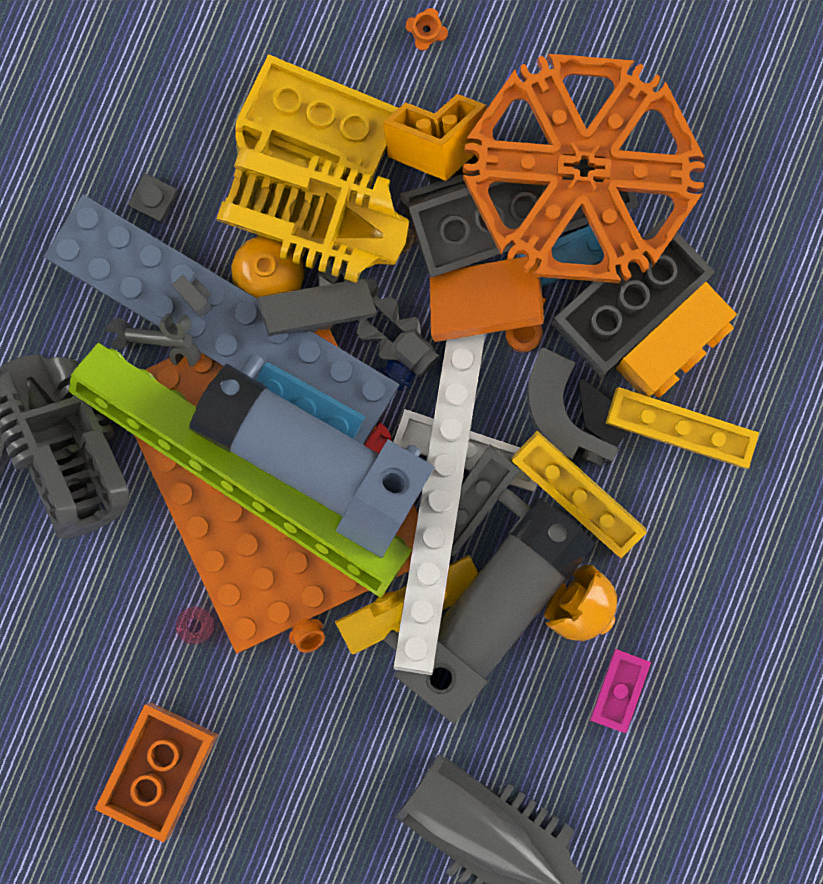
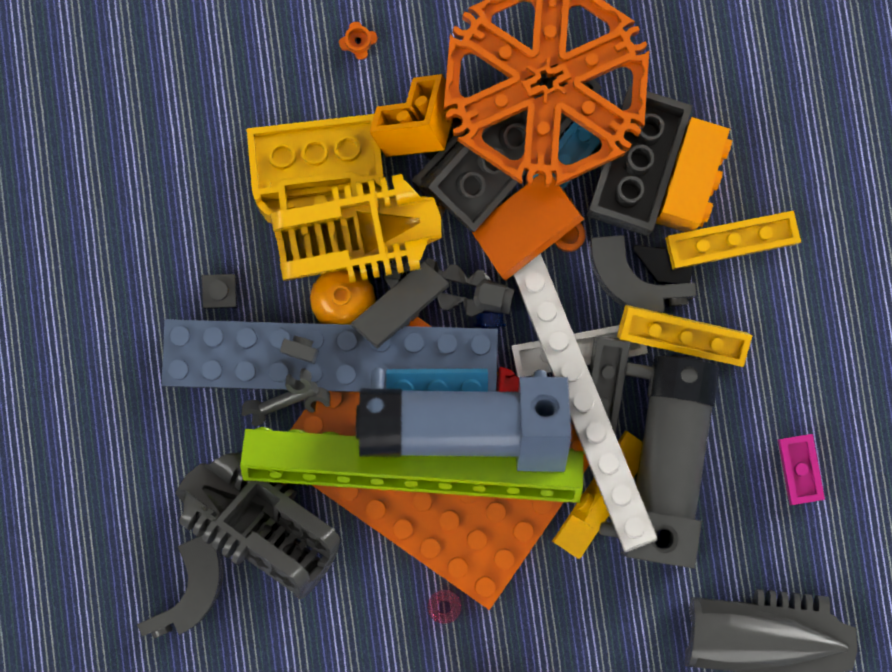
camera: 35 degrees left, 0 degrees up
(307, 635) = (536, 564): orange plate -> none
(583, 607) = (736, 420): light orange cylinder -> none

